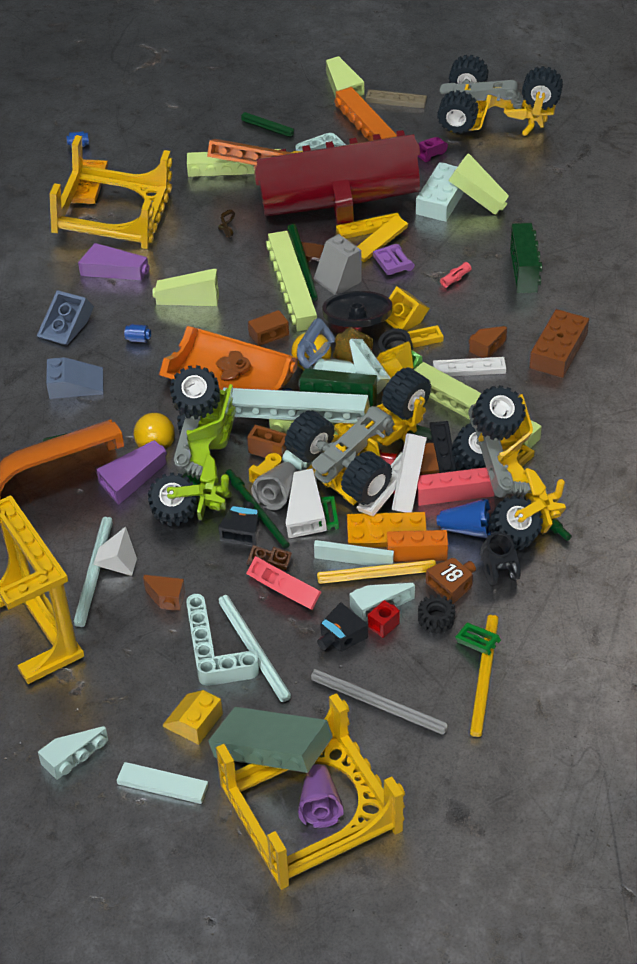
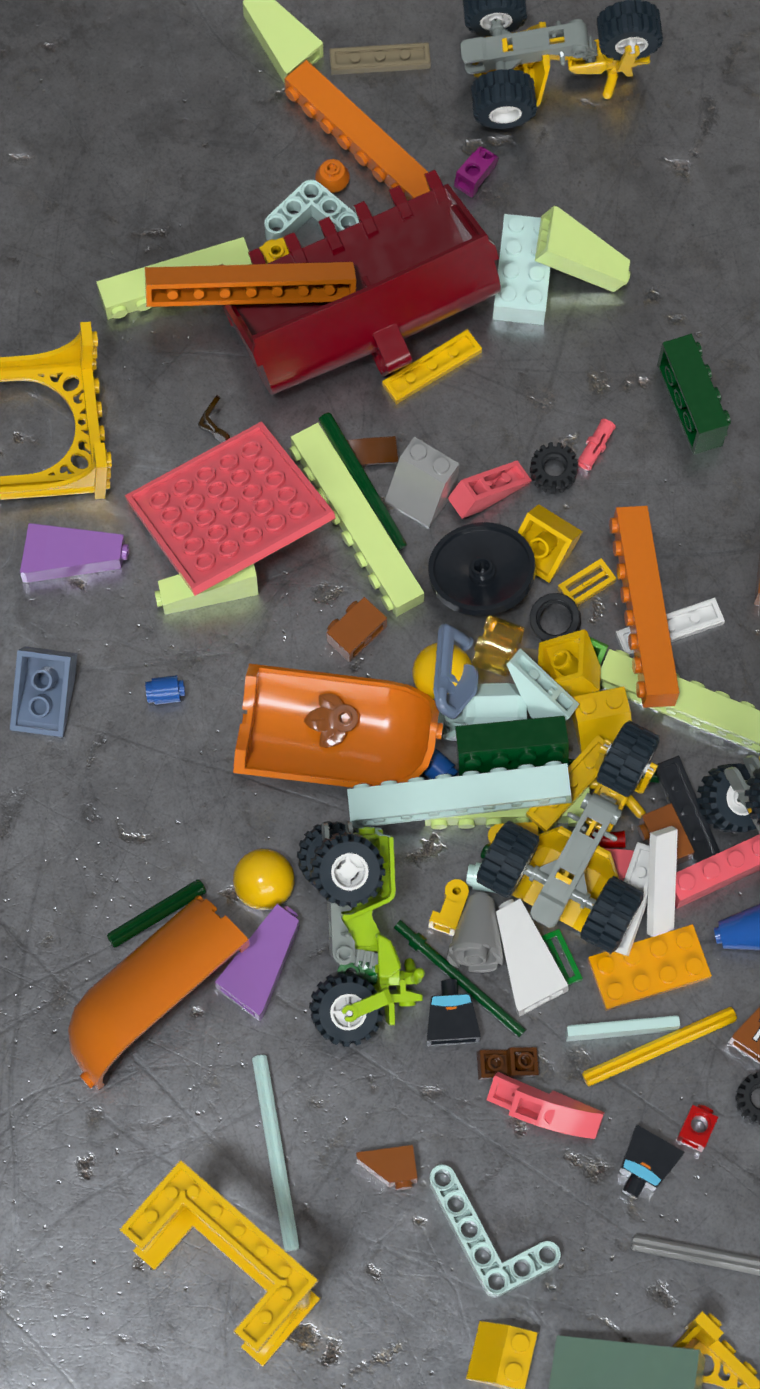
camera: 20 degrees left, 25 degrees up
(73, 378) = (106, 805): sand blue slope -> none
(117, 554) = (300, 1121): white slope -> none
(215, 253) = (229, 508): none -> coral plate
(253, 646) = (540, 1221): light aqua axle -> none
(266, 441) = (439, 863): dark orange brick -> none
(267, 124) = (194, 170): dark green axle -> none
(345, 134) = (332, 175): none -> orange cone
(367, 598) = (675, 1099): light aqua slope -> none
(378, 280) = (487, 488): none -> coral slope
(382, 237) = (459, 395): yellow tile -> none
(389, 262) = (487, 439): medium lavender plate -> none
(418, 545) = (703, 991): orange brick -> none
(424, 280) = (554, 453): none -> black tyre
(452, 346) = (645, 607): none -> orange brick
(487, 341) = (682, 575): dark orange slope -> none

